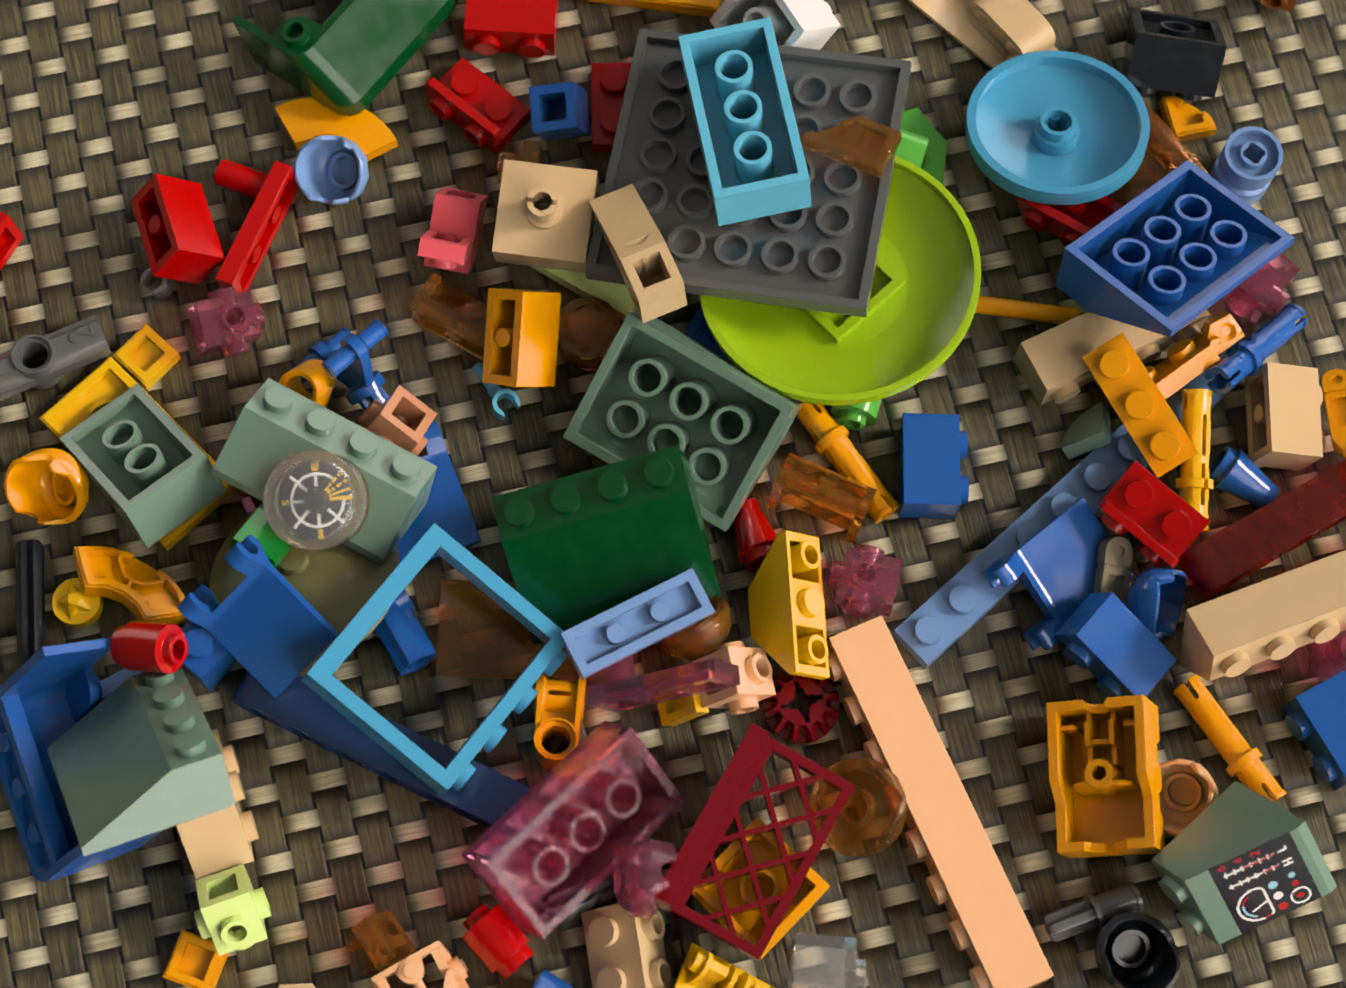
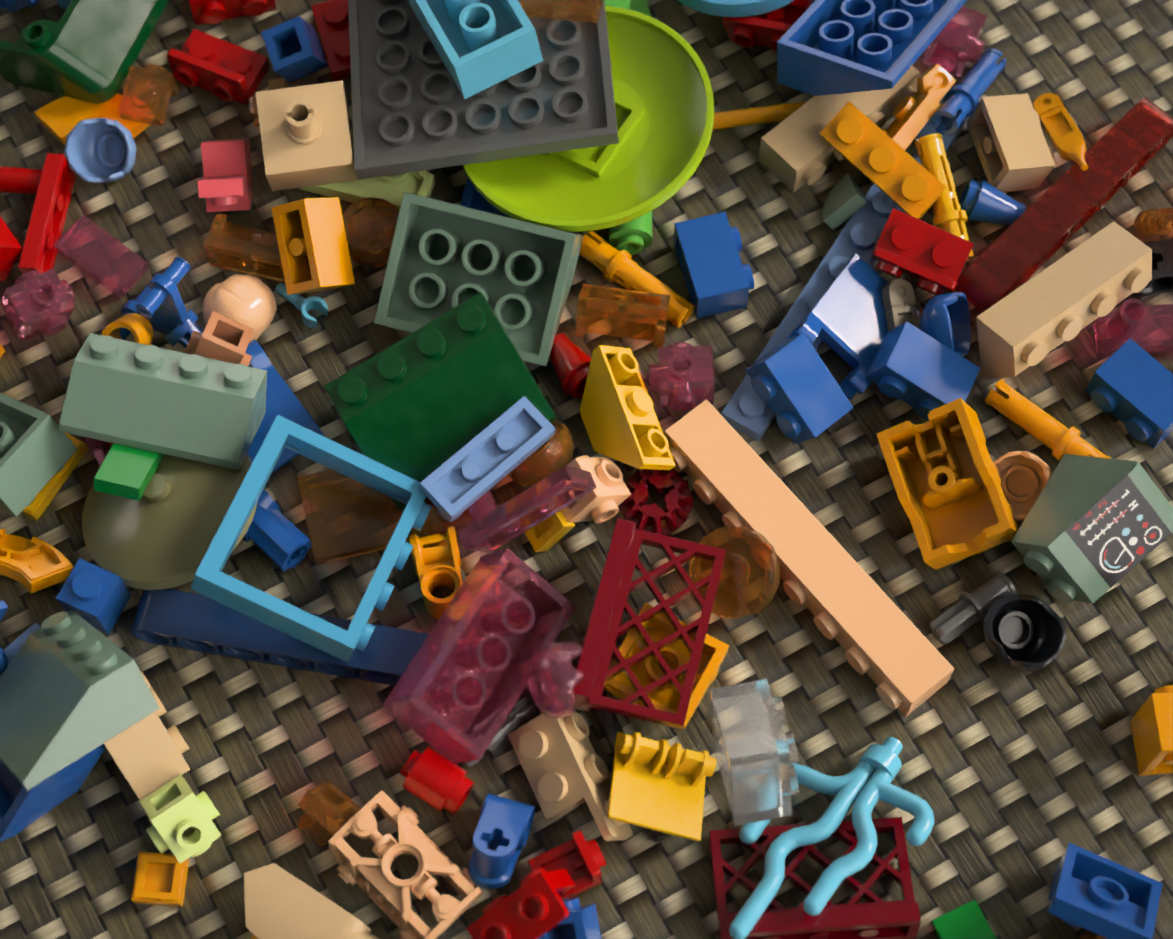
camera: 10 degrees left, 5 degrees down
(149, 647) = (41, 598): red brick -> none
(262, 620) = (141, 546): blue flag -> none
(304, 284) = (101, 256): none -> clear pink tile
(316, 500) = (162, 422): clear piece -> none
(395, 119) = (147, 94): none -> clear orange bracket
(433, 376) = (243, 300): none -> light nougat hair
(640, 253) = (402, 138): tan slope -> none
(980, 630) = (798, 389): none -> blue brick

